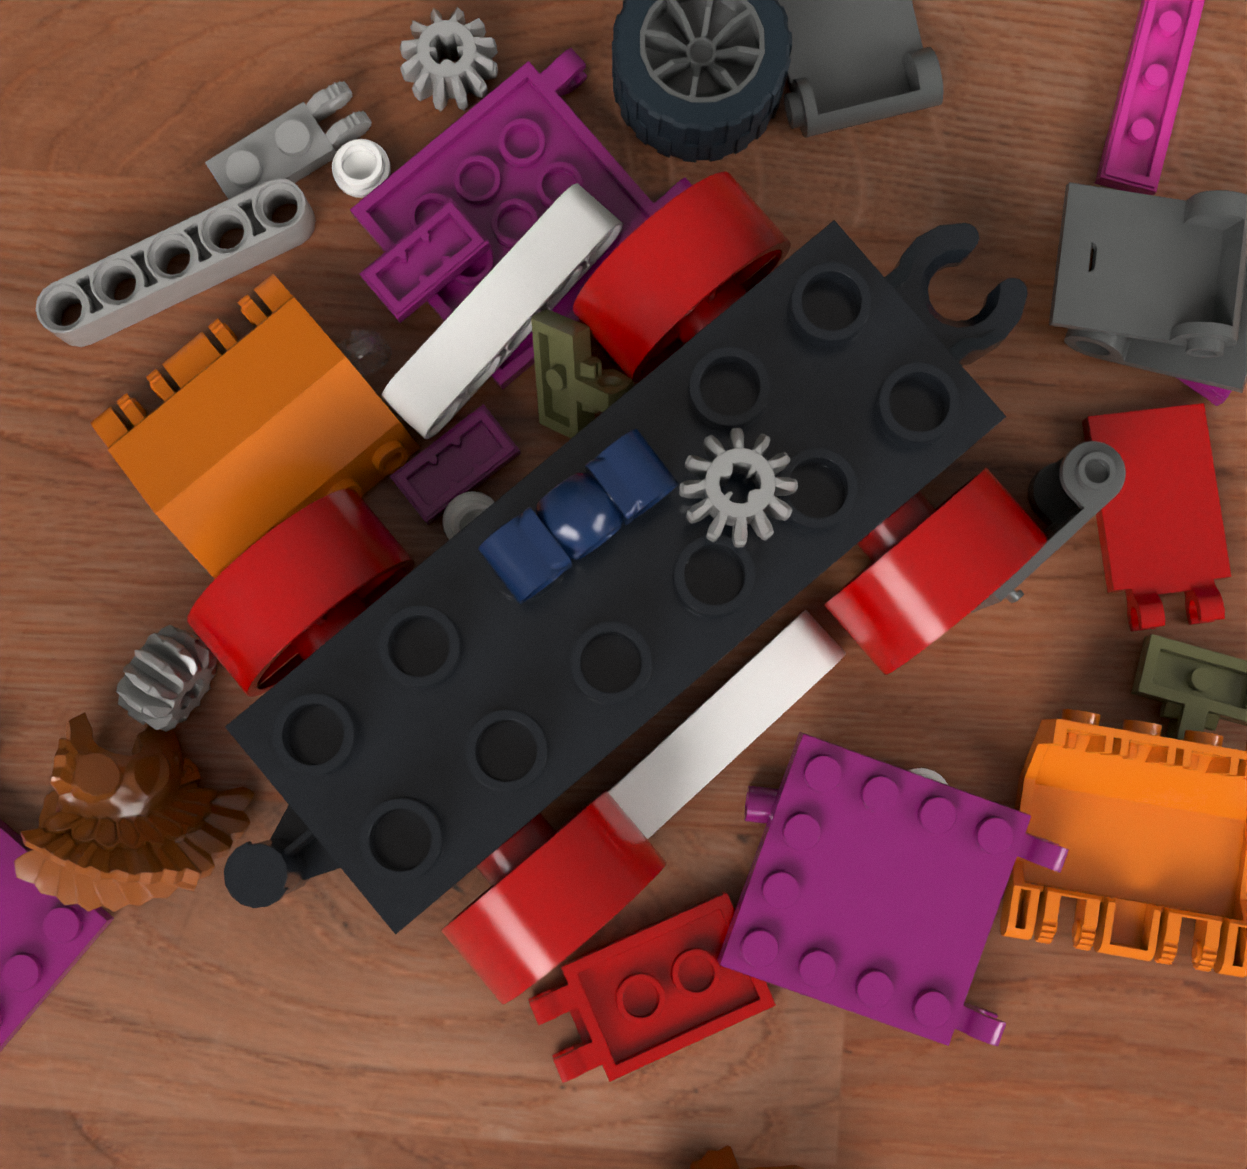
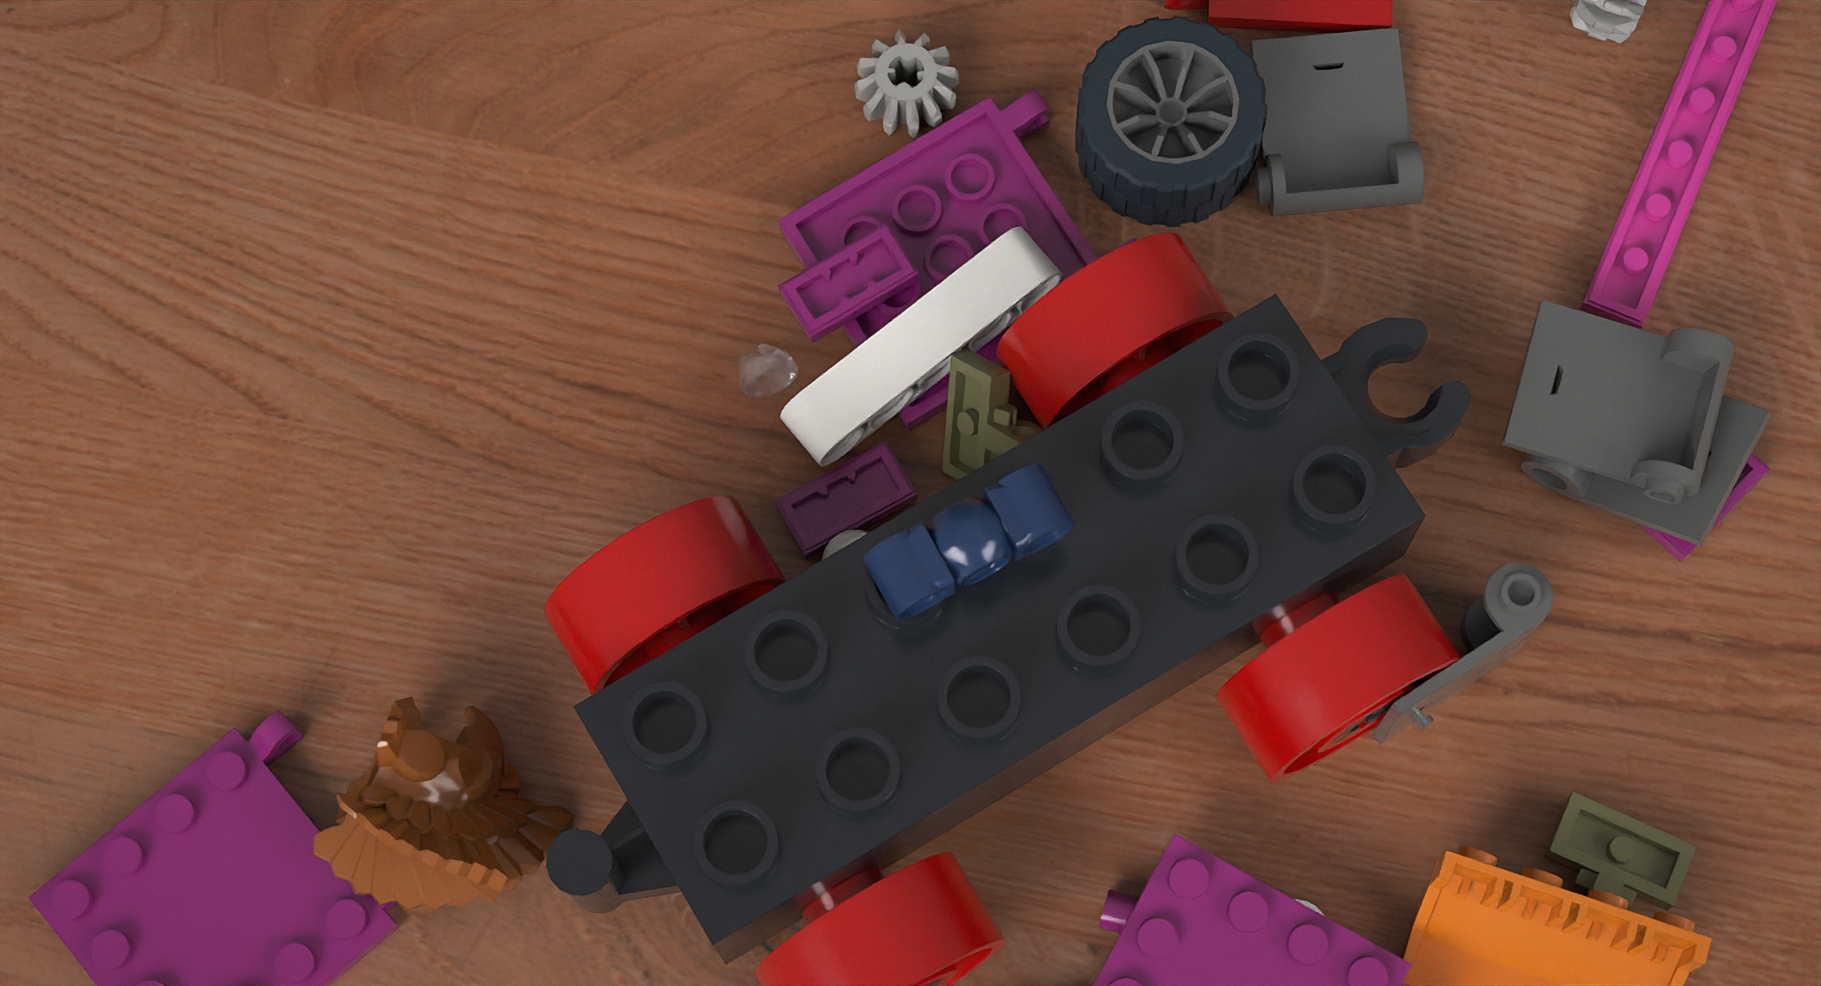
camera: 15 degrees right, 10 degrees down
(149, 260) = (558, 241): light grey beam -> none
(166, 678) = (505, 673): light grey gear -> none
(253, 430) = (642, 426): orange hinge -> none
(289, 144) = (721, 151): light grey hinge -> none
(360, 167) = (795, 180): white plate -> none
(726, 723) = (1097, 815): white beam -> none
(758, 501) = (1160, 537): light grey gear -> none
(1167, 518) = (1602, 665): red tile -> none

